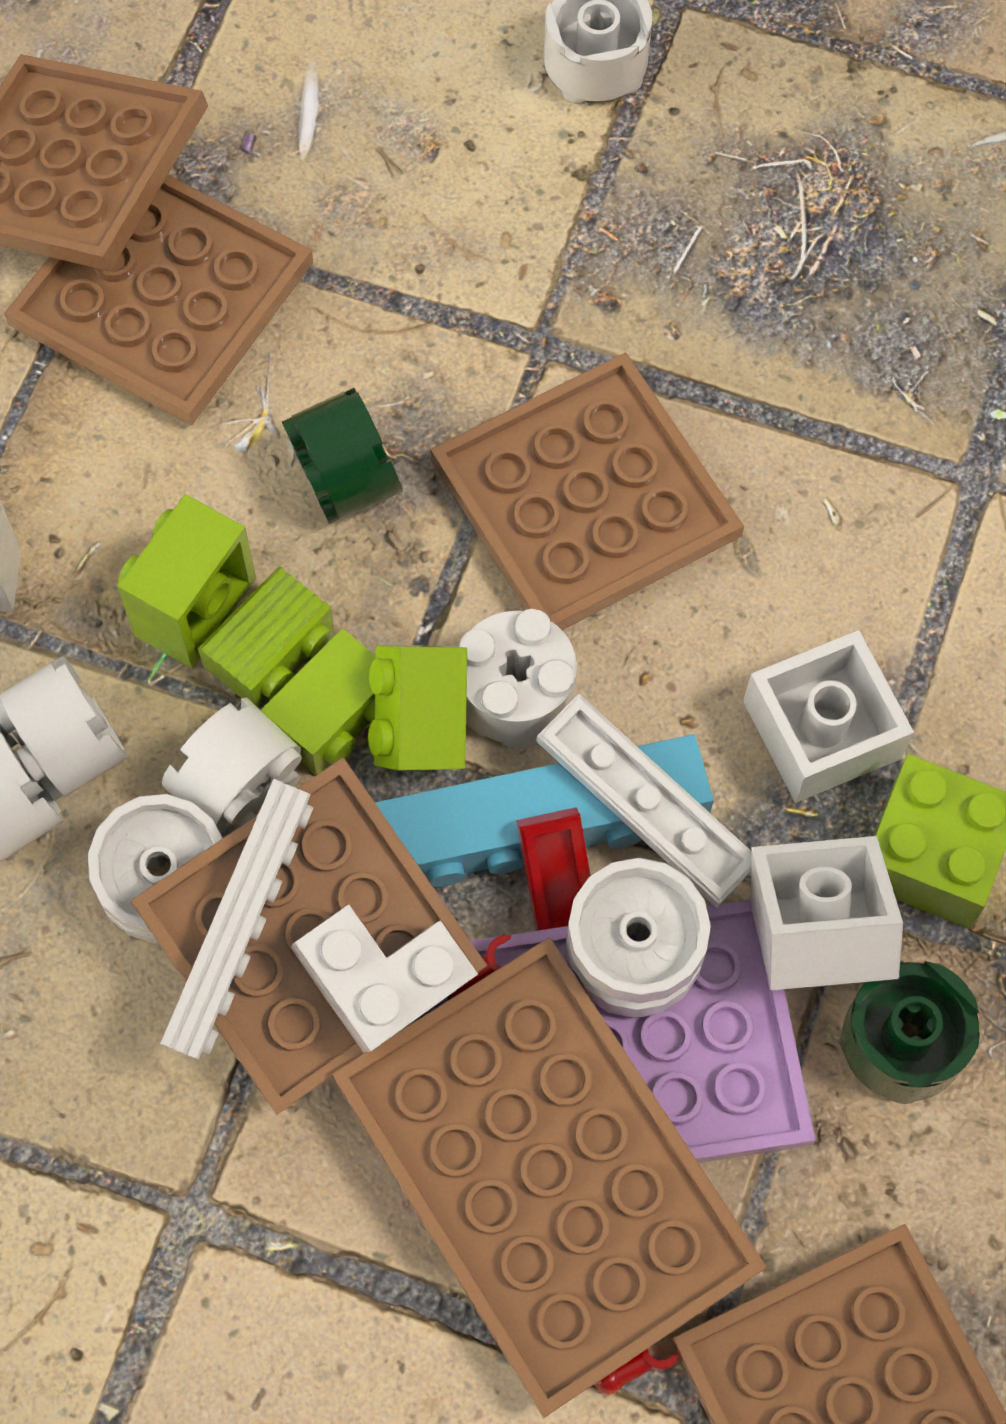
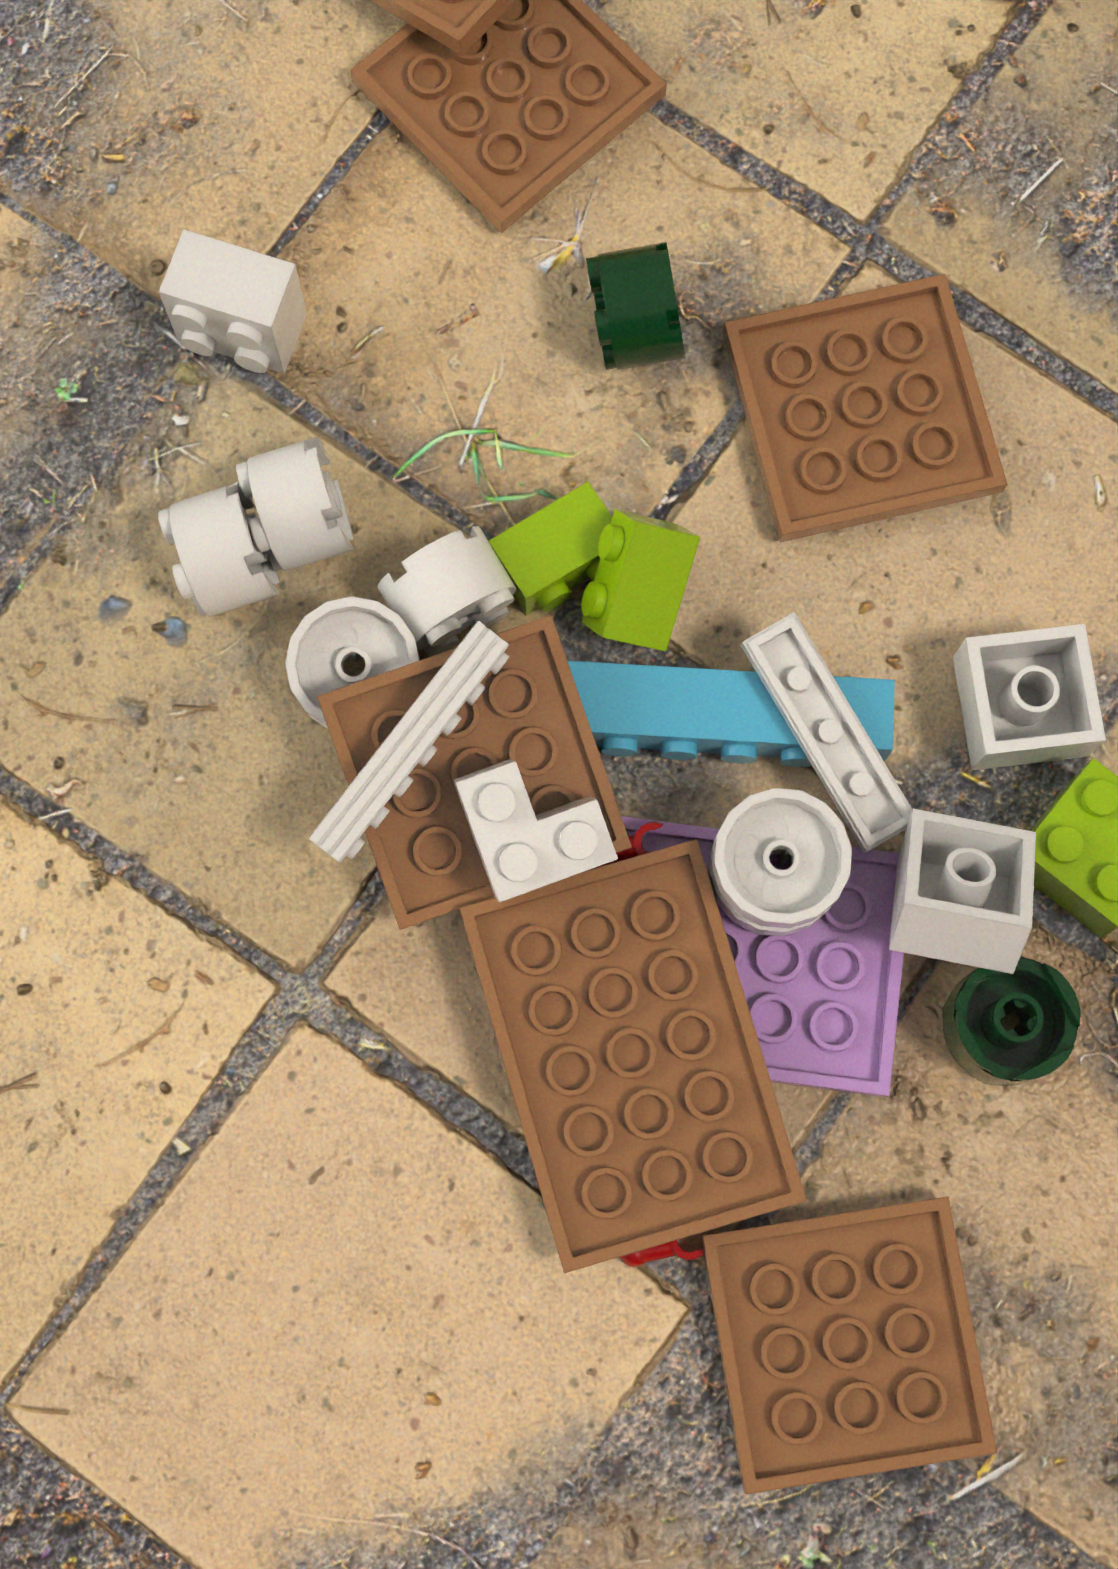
camera: 15 degrees right, 10 degrees up
(186, 579) = (453, 391): lime brick -> none
(268, 637) = (516, 469): lime brick -> none
(521, 647) = (760, 549): white brick -> none
(553, 864) = (723, 768): red tile -> none

